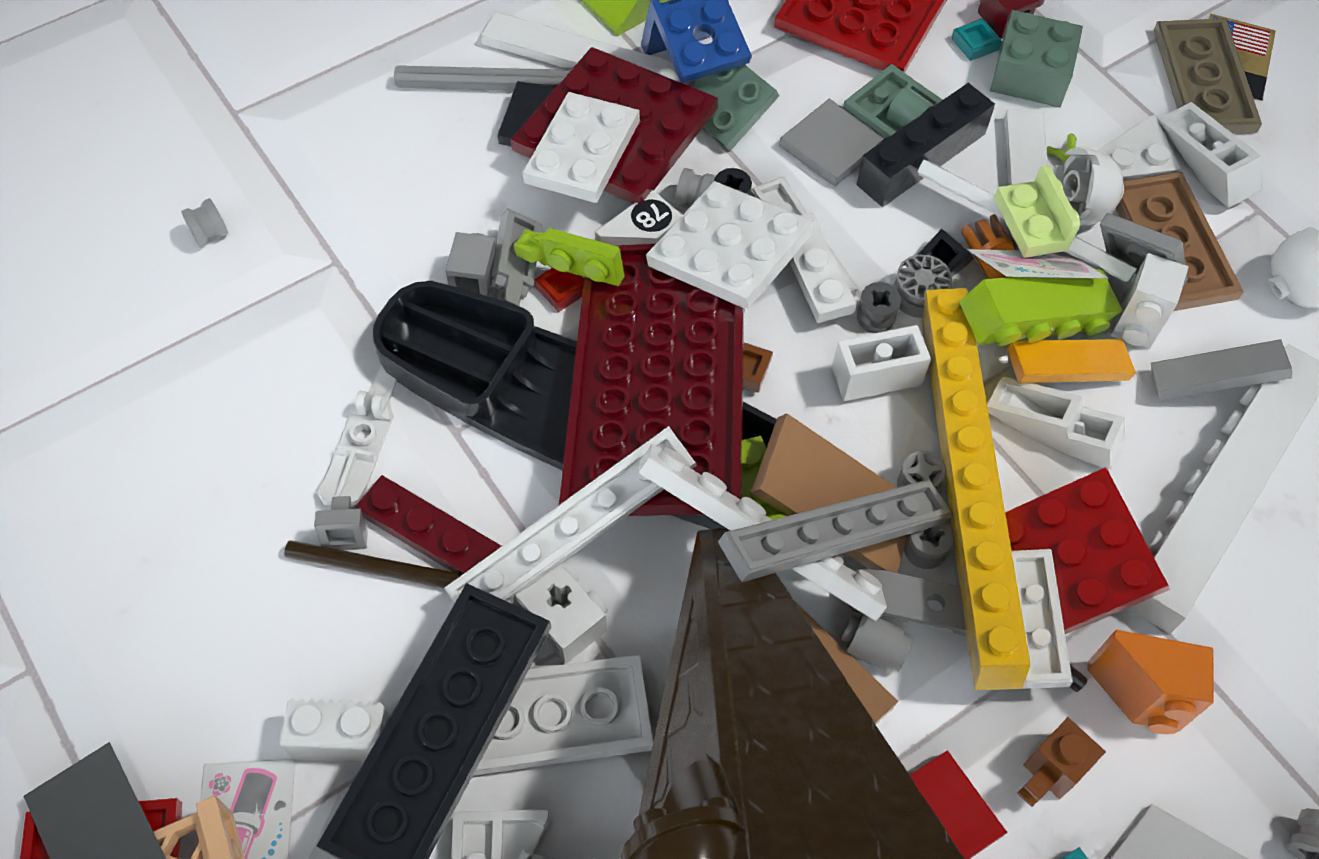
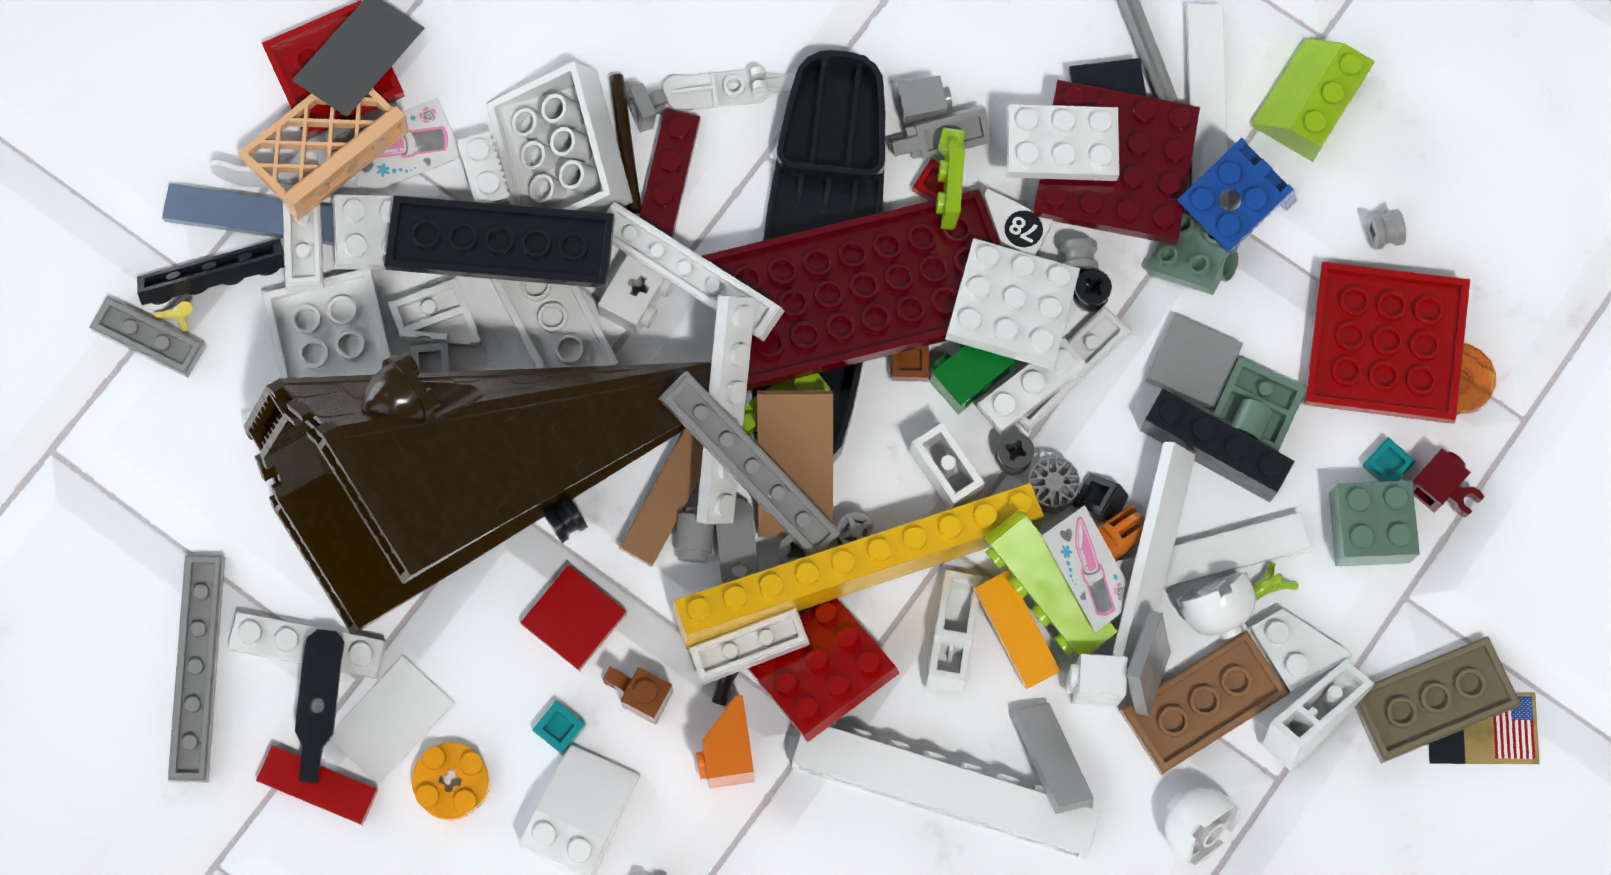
camera: 70 degrees right, 15 degrees up
(339, 632) = (560, 143): none -> white slope
(783, 318) = (968, 375): none -> green brick
(1038, 214) = (1138, 553): yellowish green bracket -> none

